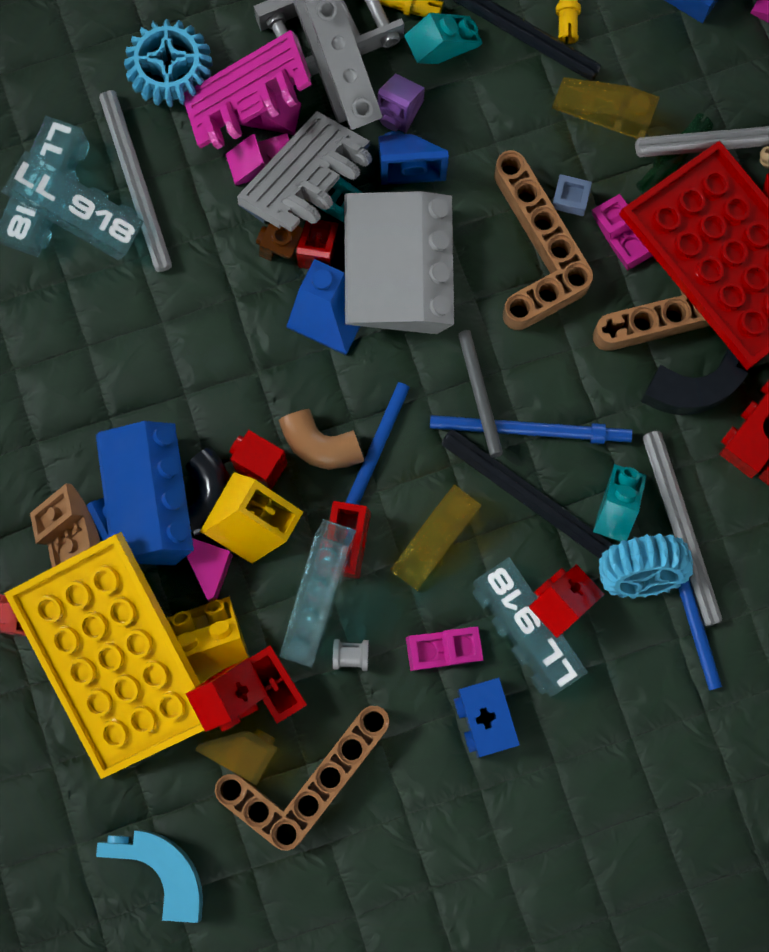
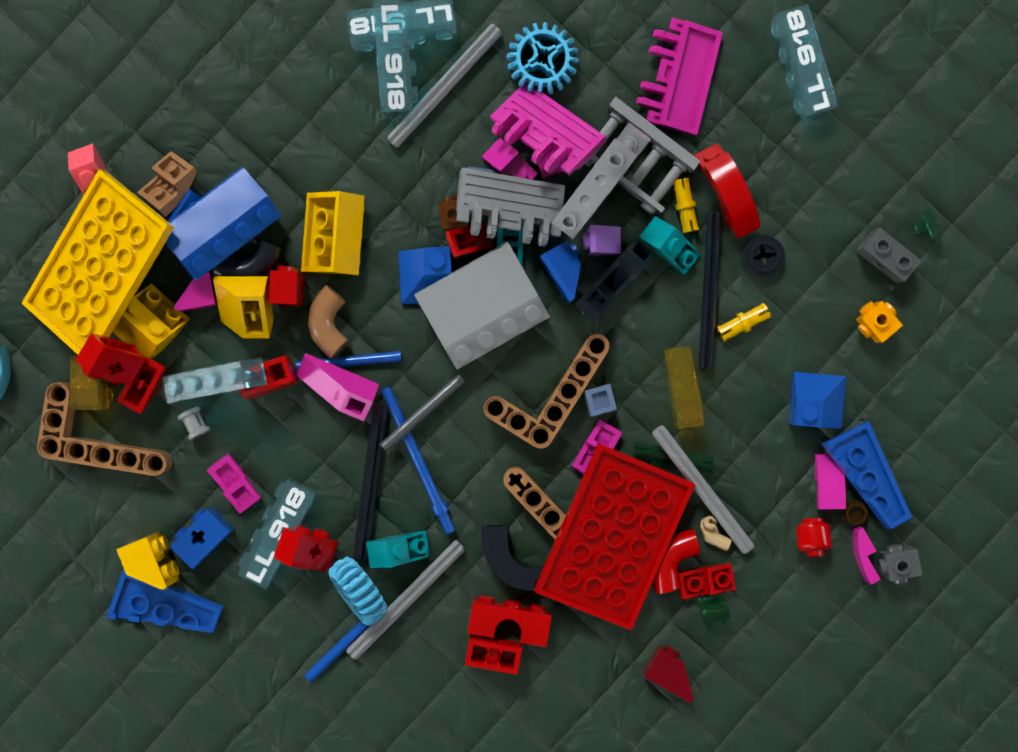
camera: 60 degrees right, 10 degrees up
(225, 382) = (332, 233): none -> yellow slope
(400, 465) = (339, 387): none -> dark pink slope
(436, 537) = (305, 437): clear yellow slope -> none
(448, 109) = (615, 280): none -> black arch
(482, 791) = (150, 561): none -> yellow slope
(540, 809) = (169, 606): none -> blue wing

